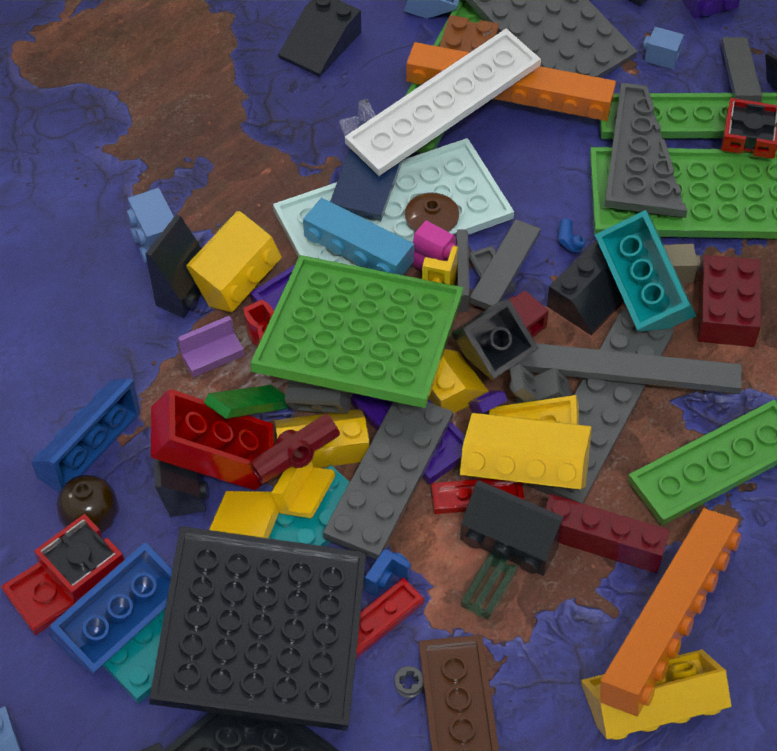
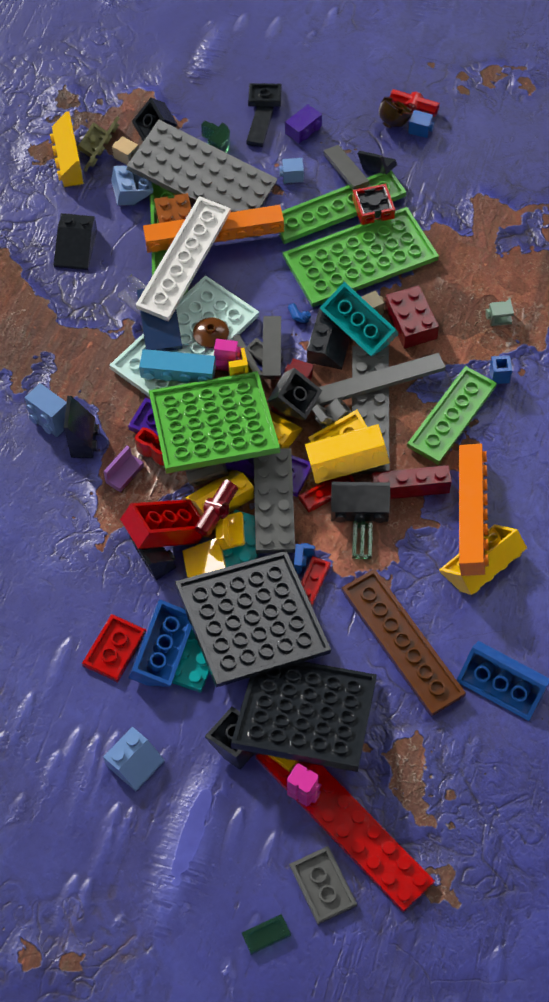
camera: 25 degrees left, 5 degrees up
(78, 557) = (123, 626): piece -> none
(88, 434) = (80, 552): blue slope -> none
(89, 496) = (104, 595): dark brown cylinder -> none
(233, 262) = (110, 411): yellow slope -> none
(246, 401) = (171, 492): green tile -> none
(402, 675) = (344, 618): dark grey bush -> none
(487, 401) = (305, 434): dark purple tile -> none
(640, 162) = (317, 249): dark grey wing -> none

